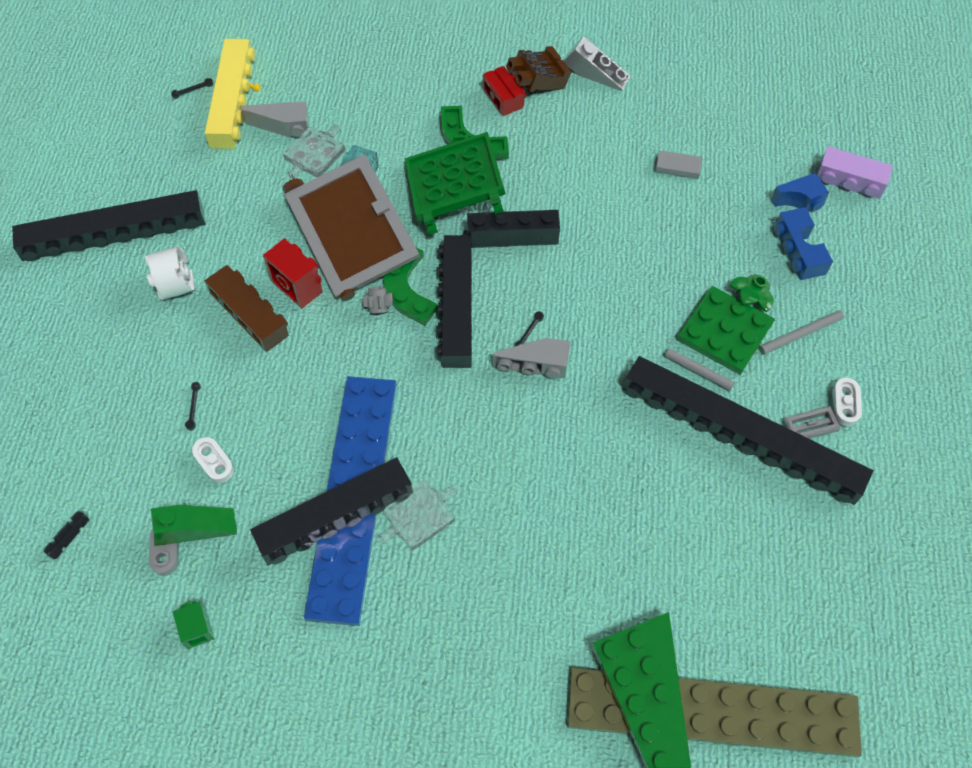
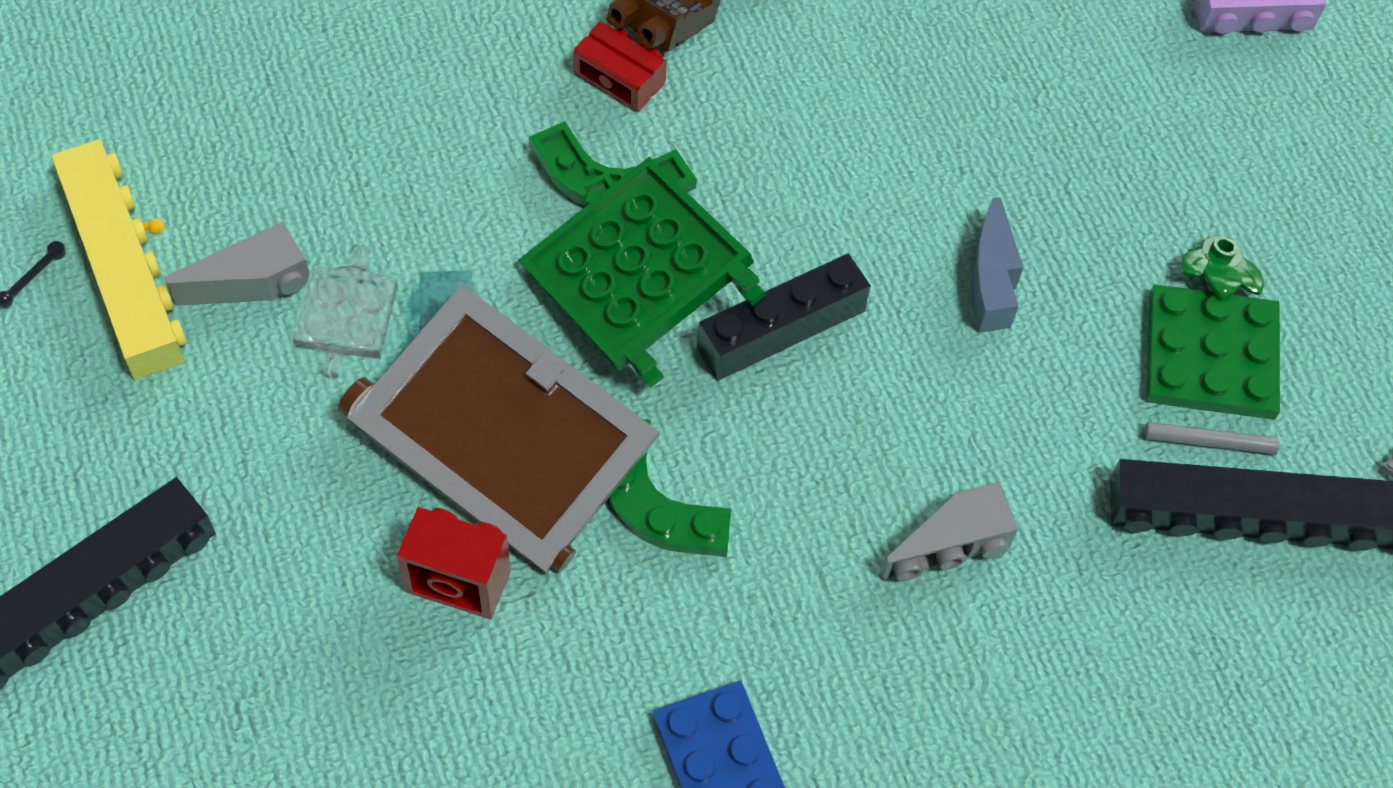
camera: 30 degrees left, 0 degrees up
(170, 273) = (220, 661): white brick -> none
(247, 308) = (398, 662): reddish brown brick -> none
(377, 299) = (627, 546): light grey gear -> none
(457, 302) = (763, 489): black brick -> none
(538, 317) = (907, 458): black hinge -> none
(631, 247) = (995, 272): none -> sand blue slope
(679, 164) = (981, 89): light grey tile -> none
(801, 193) = (1204, 67): blue arch -> none
(801, 332) = (1326, 307): light grey bar -> none
(806, 259) = (1267, 177): blue arch -> none

